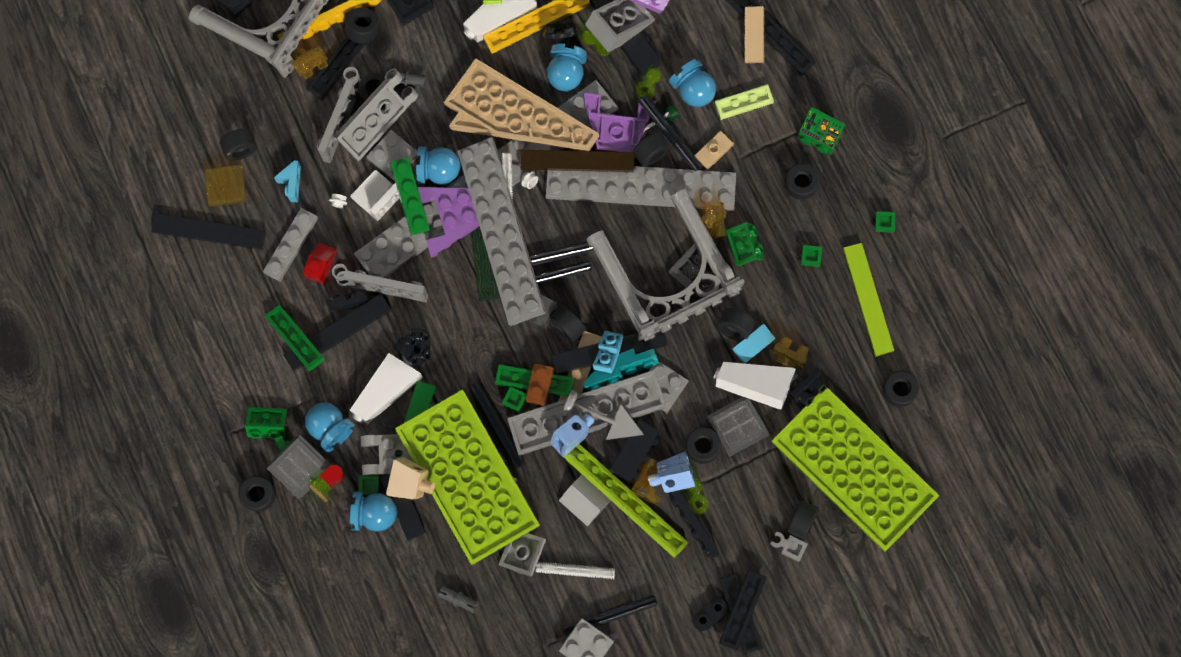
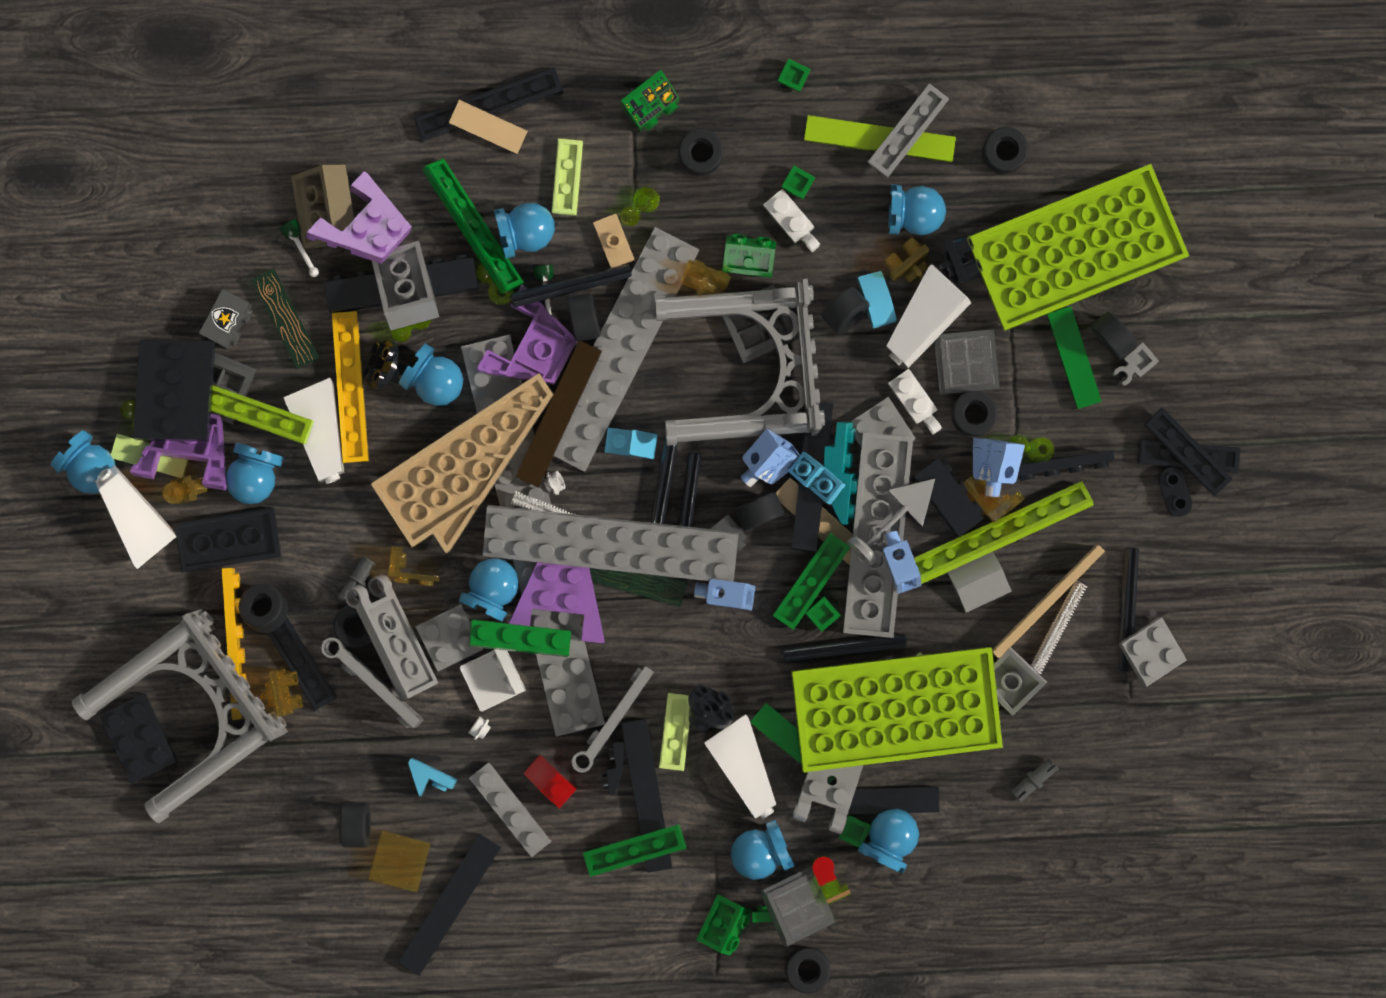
camera: 75 degrees left, 10 degrees up
(387, 333) = (675, 732): none -> yellowish green tile
(408, 480) = (874, 781): tan torso -> none
(429, 99) = (397, 561): none -> clear yellow bracket
(500, 326) = (736, 594): none -> light blue torso
(539, 384) = (821, 576): dark orange plate -> none
(578, 220) = (631, 443): none -> medium azure slope
(591, 554) = (1047, 601): none -> tan tile
(607, 313) = (768, 459): none -> light blue torso
(681, 52) = (472, 226): none -> green tile
(694, 401) = (915, 400): none -> white plate
(750, 158) = (631, 215): none -> clear neon green plate
(774, 500) = (1074, 358): none -> green tile
(783, 262) = (791, 219): none -> white plate
(828, 343) = (916, 210): none -> dark azure tile
(882, 314) = (908, 130): none -> light grey plate

